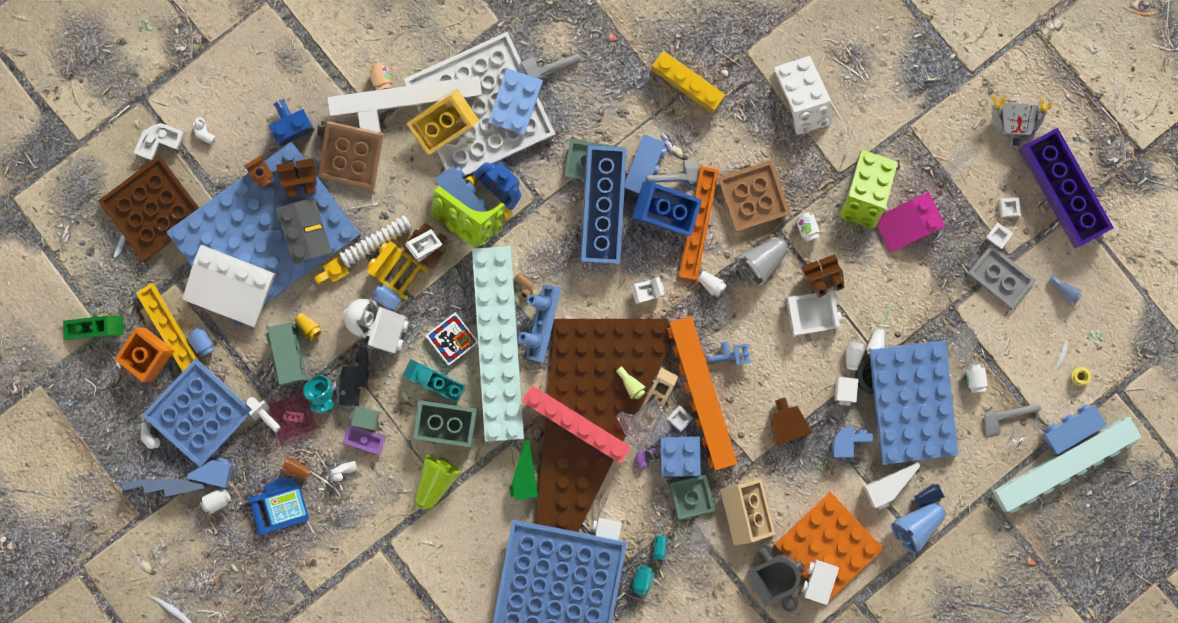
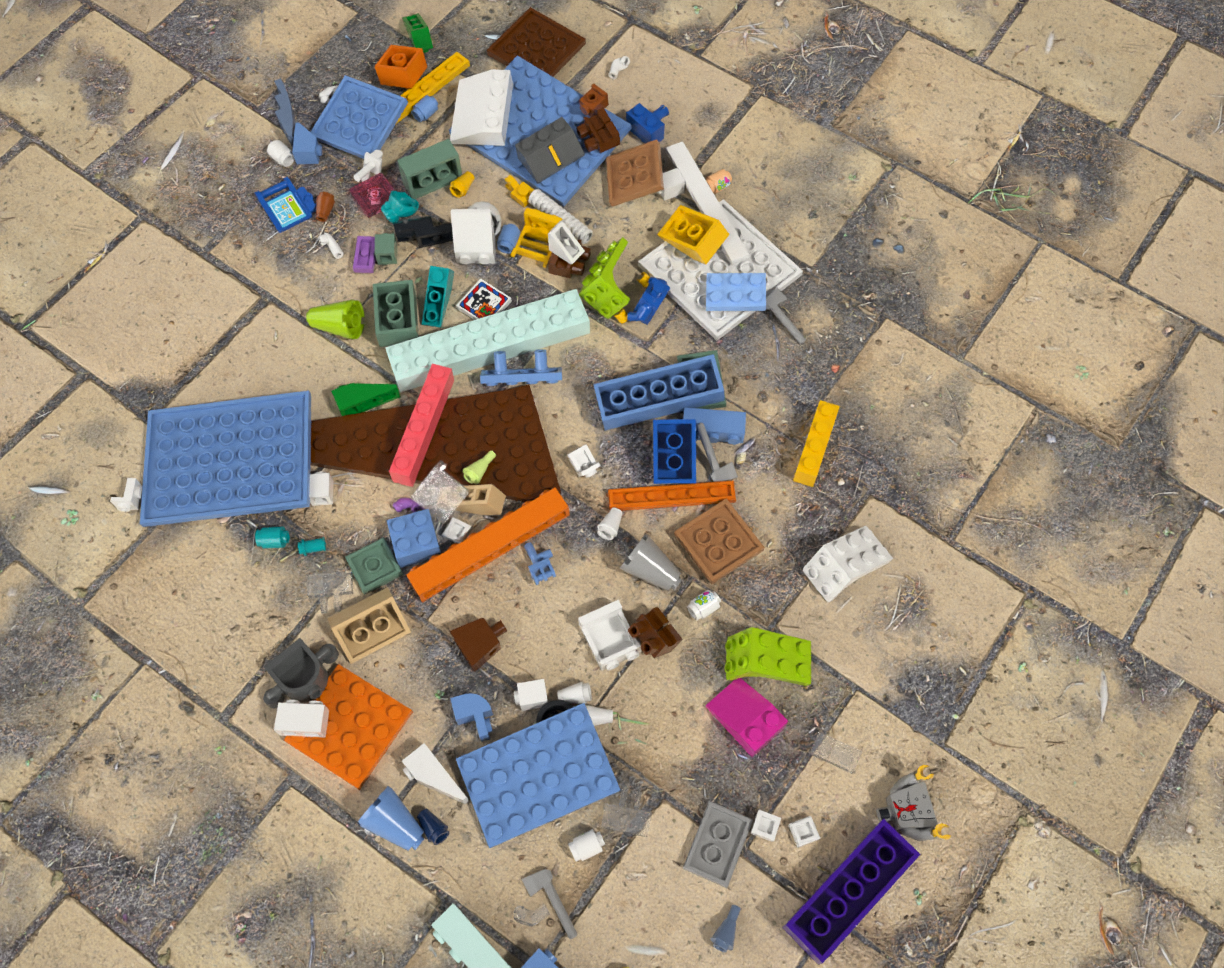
camera: 80 degrees right, 20 degrees down
(156, 135) = (603, 36): white plate -> none
(453, 182) = (632, 264): medium blue brick -> none
(526, 285) = (557, 352): medium nougat arm -> none

